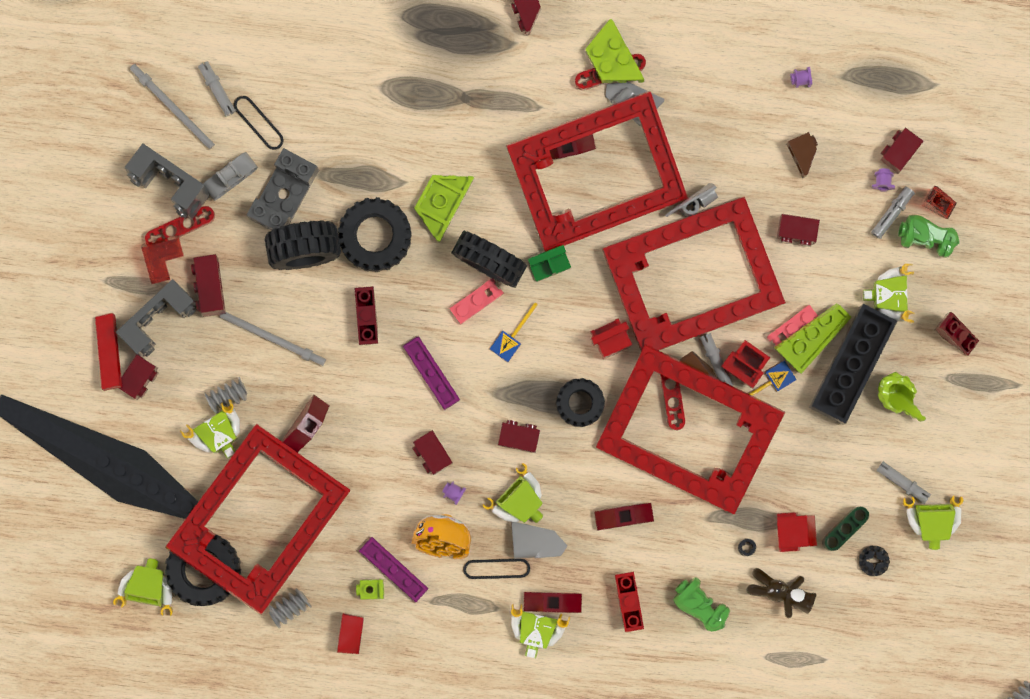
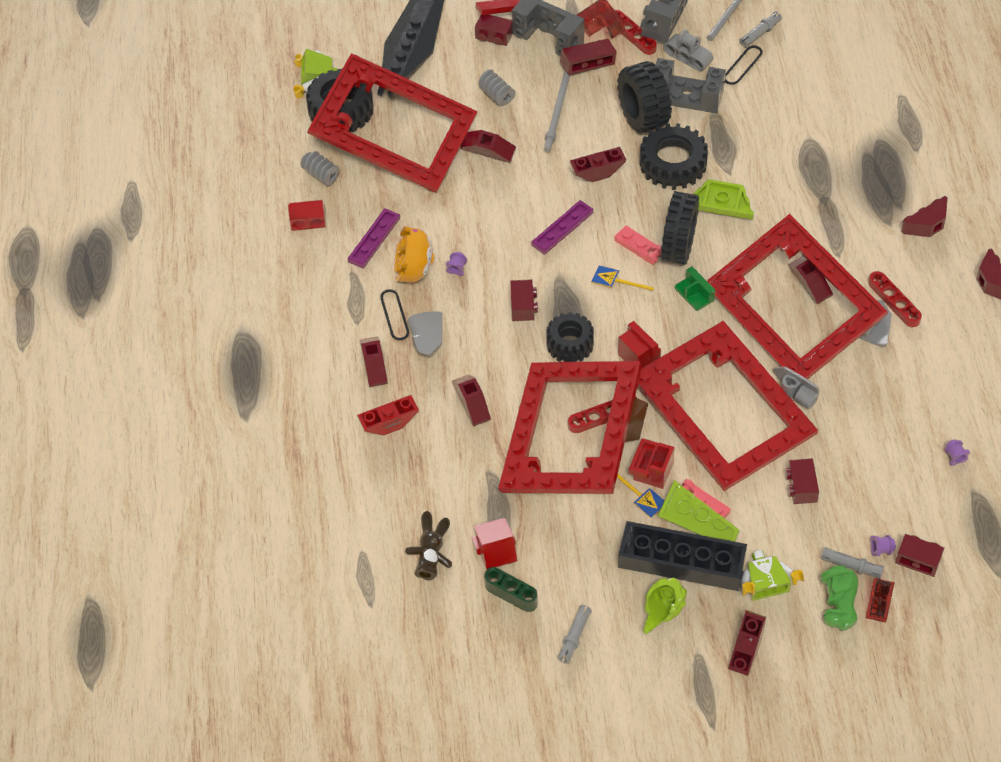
camera: 80 degrees right, 30 degrees down
(216, 432) = (463, 87): torso -> none
(378, 589) = (350, 219): lime brick -> none
(432, 452) = (489, 240): dark red brick -> none
(519, 500) = (464, 311): lime torso -> none
(536, 630) = (343, 349): torso -> none
(612, 57) = (910, 292): lime wing -> none
(695, 602) = (401, 474): bright green animal -> none
(715, 358) = (653, 435): light grey pin -> none
(751, 551) = (464, 513): black bush -> none
(803, 152) = (881, 469): reddish brown slope -> none
(868, 567) = (479, 632): black gear -> none
(934, 521) = (541, 669): lime torso -> none

